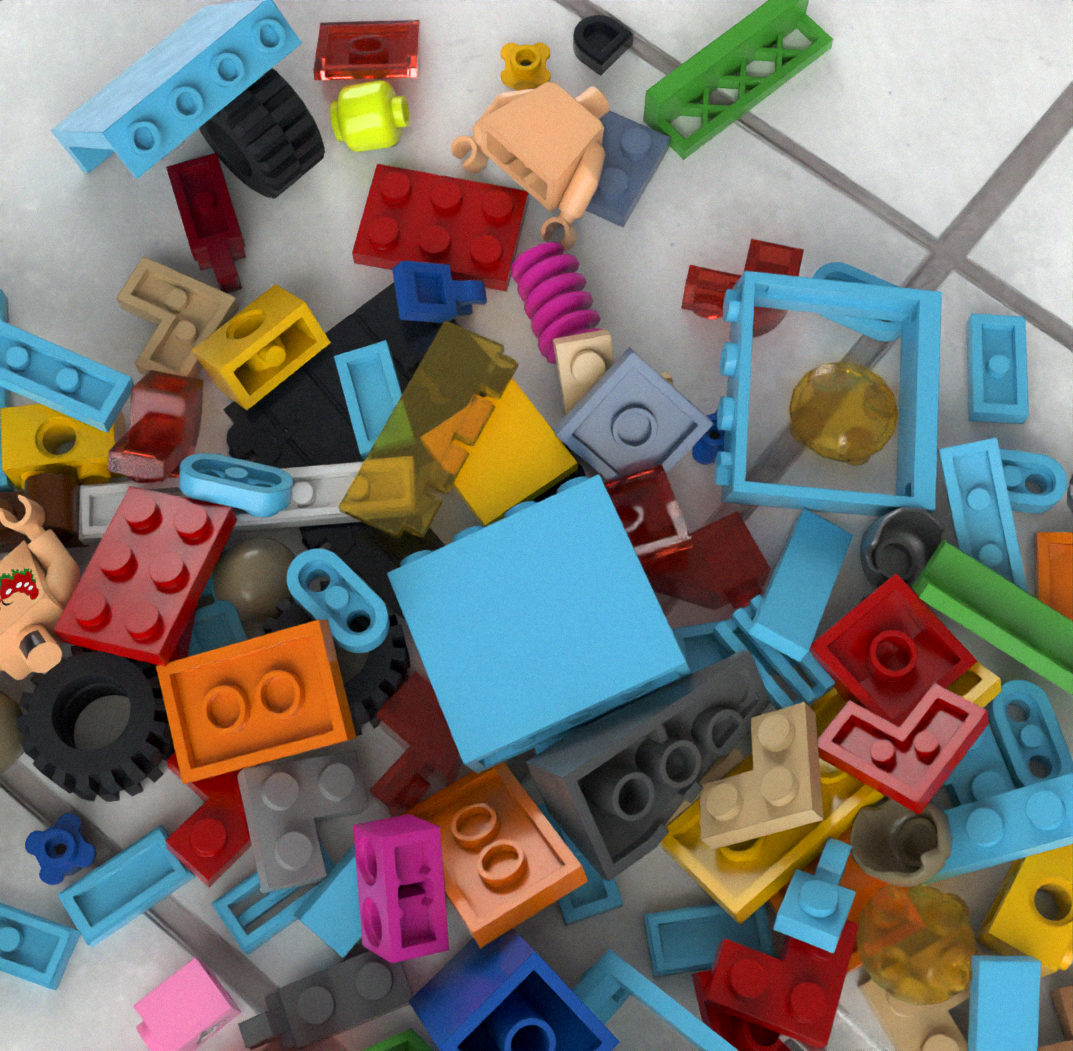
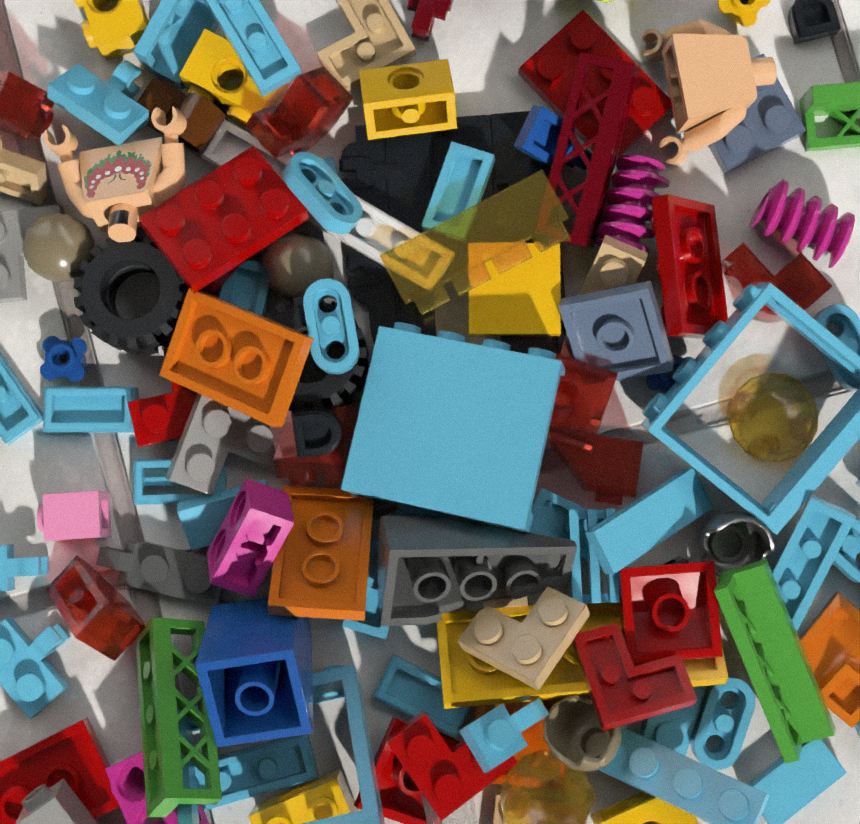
camera: 35 degrees right, 15 degrees up
(395, 723) = (315, 431): none -> black tile
(487, 255) = (606, 142): none -> dark red fence
(653, 320) = (688, 265): none -> red plate
(732, 213) = (805, 221): none -> dark pink piece

